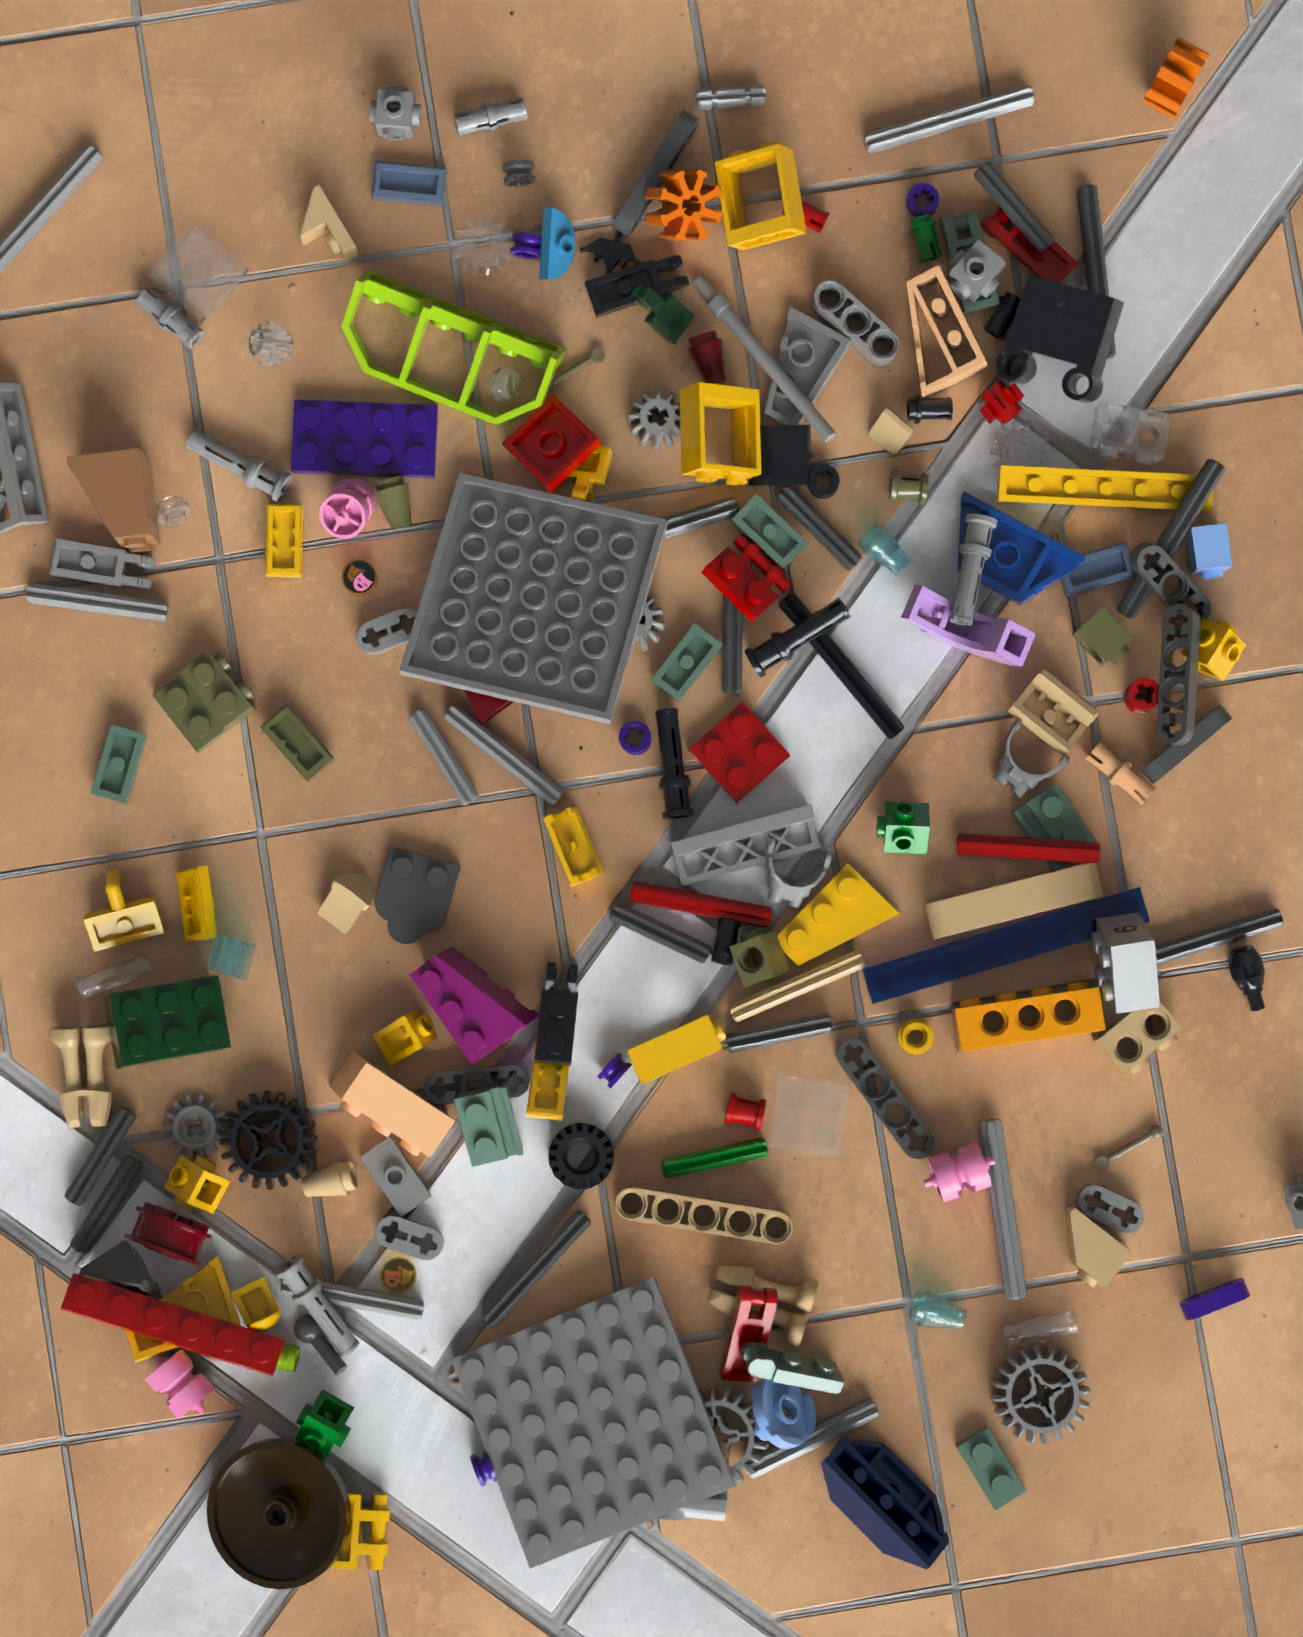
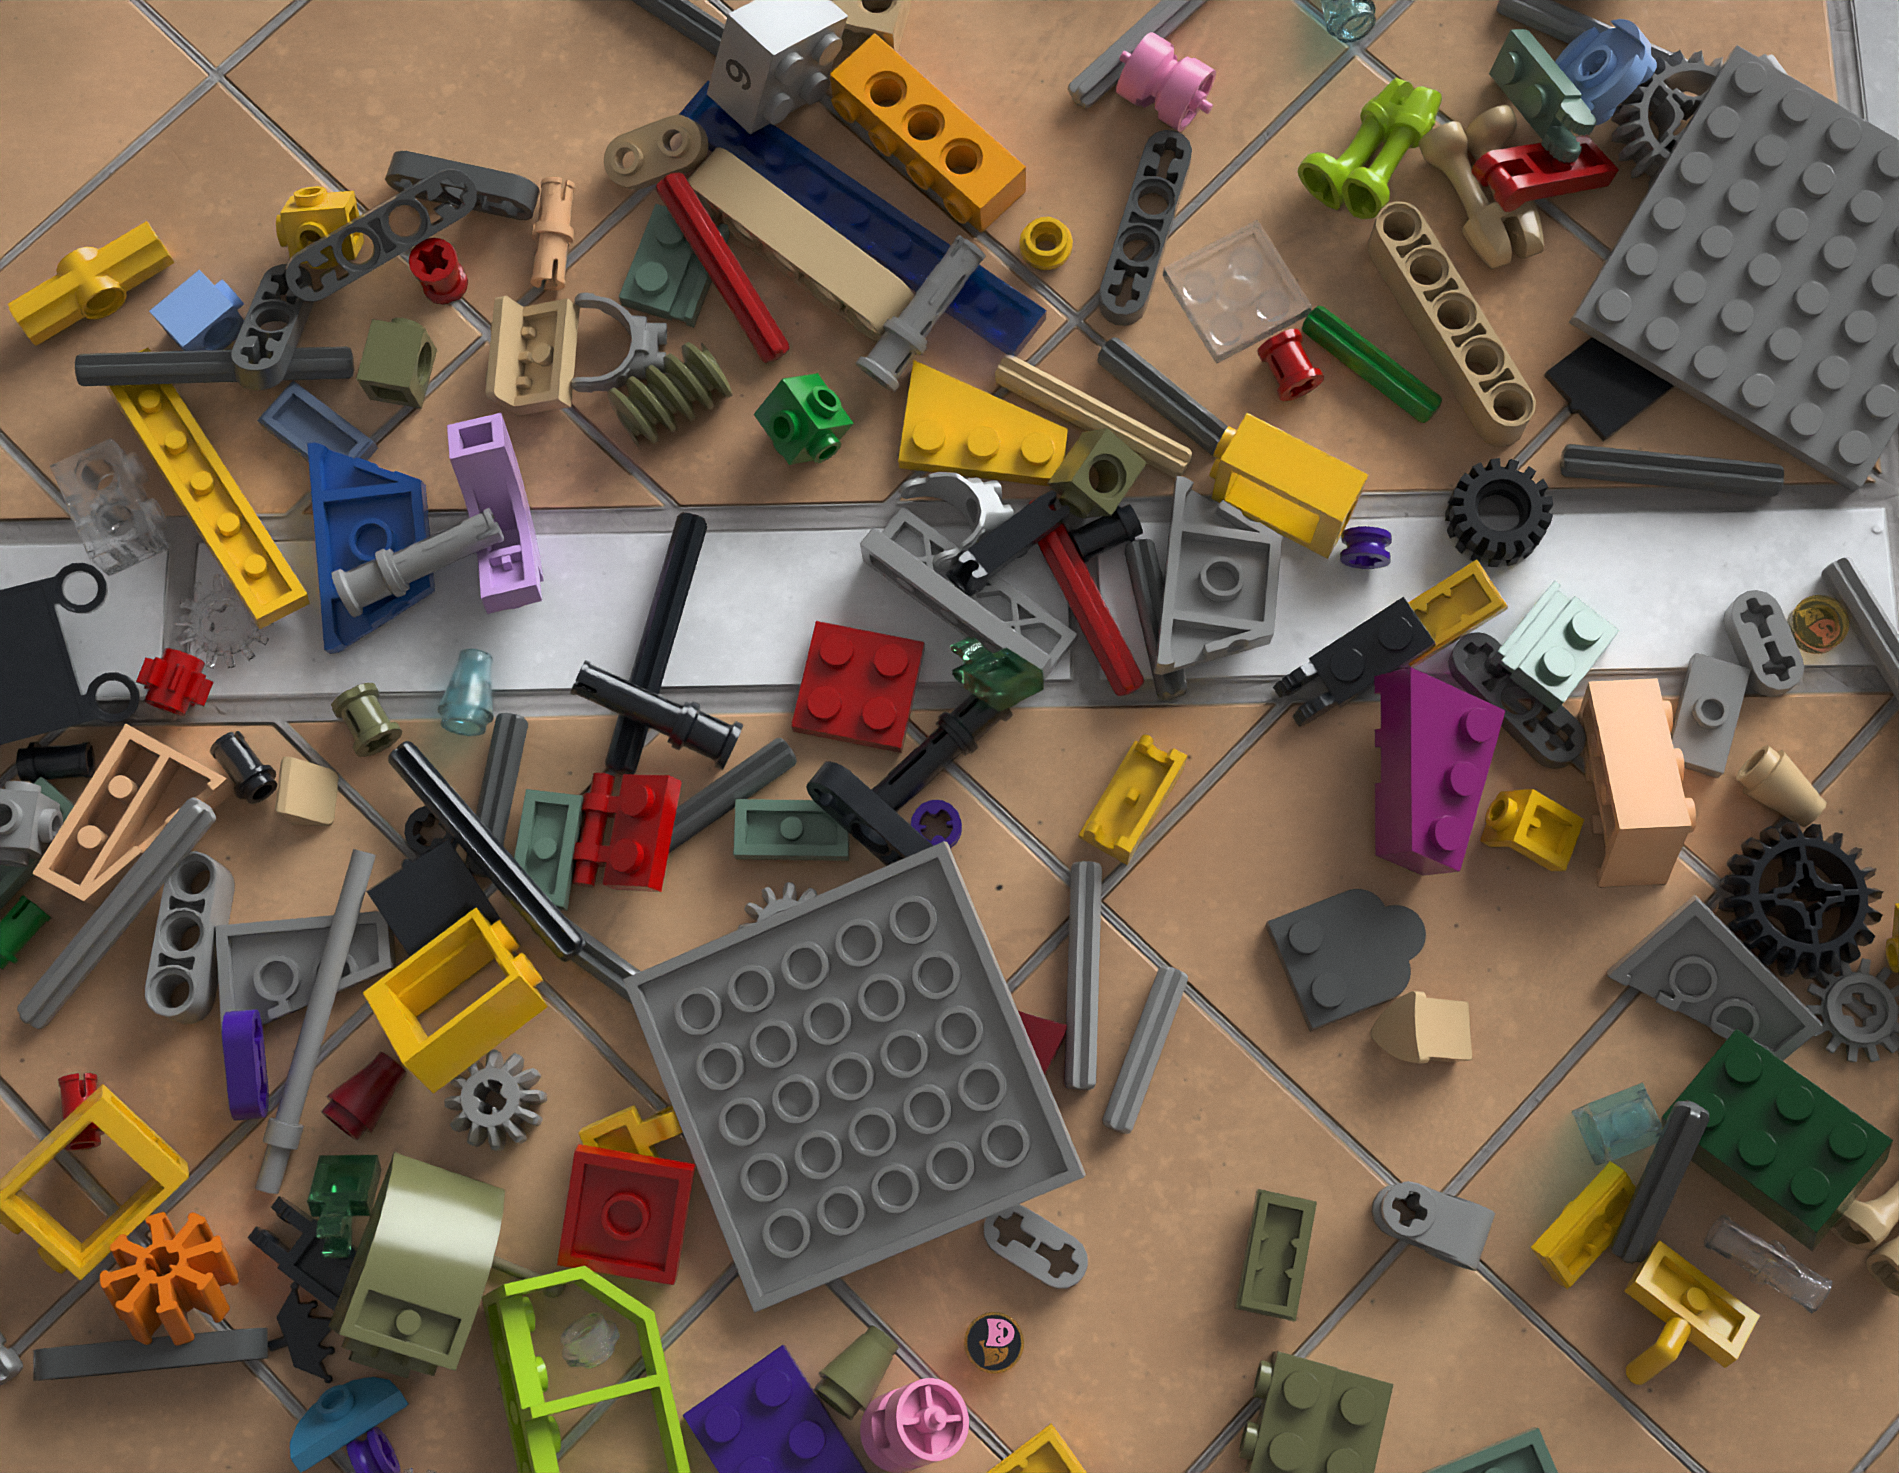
camera: 115 degrees left, 10 degrees down
(189, 949) = (1659, 1181): none -> dark grey axle
(249, 835) = (1442, 1224): none -> light grey piece
(266, 1064) = (1713, 977): none -> light grey wing
(598, 327) = (419, 1269): none -> olive piece
(608, 1271) = (1605, 386): none -> black piece
(655, 976) = (1216, 582): none -> light grey wing
(656, 702) = (864, 814): none -> black beam
(682, 817) = (996, 678): none -> clear green plate
(755, 882) = (1006, 543): none -> black piece
(766, 309) = (245, 1064): none -> dark purple beam
(788, 499) = (487, 851): none -> black axle
(847, 1283) = (1392, 117): none -> lime piece
(892, 295) = (116, 913): none -> light grey axle
(914, 917) = (907, 333): none -> light grey pin
(974, 768) = (669, 392): none -> olive piece
(1129, 860) = (653, 153): none -> tan plate
(1275, 505) = (90, 283): none -> yellow piece

